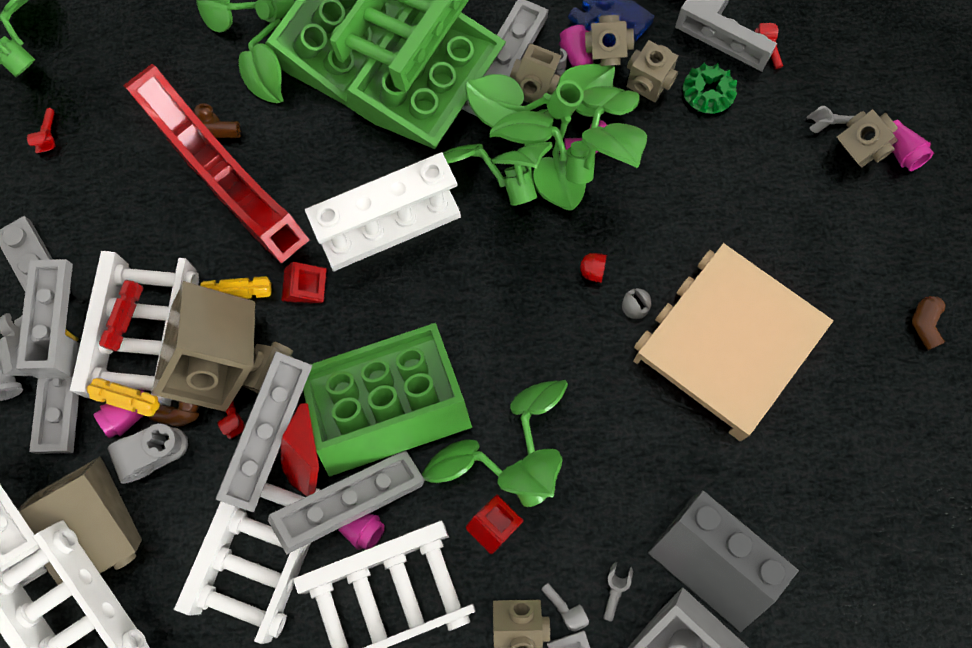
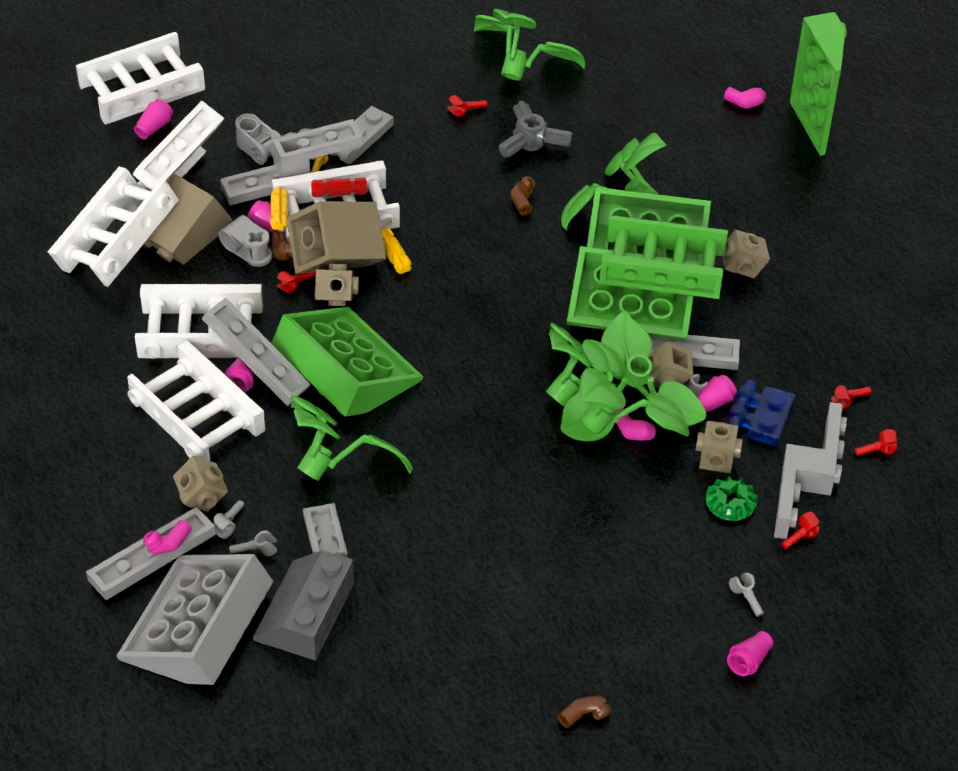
camera: 65 degrees right, 25 degrees down
(121, 71) = (532, 133): none -> dark grey bush
(211, 161) = (454, 234): red arch -> none
(264, 432) = (286, 283): light grey plate -> none
(299, 452) = (285, 304): red slope -> none
(303, 283) = (417, 288): red slope -> none
(385, 211) = (483, 319): white fence -> none
(494, 524) = (277, 458): red slope -> none
(593, 266) = (518, 461): red hinge -> none
(613, 54) = (724, 401): dark tan brick -> none
(629, 506) = (324, 529): none -> light grey plate
(632, 308) = (505, 502): light grey hinge -> none
(733, 339) = (494, 565): tan panel -> none
(859, 128) = (735, 613): dark tan brick -> none

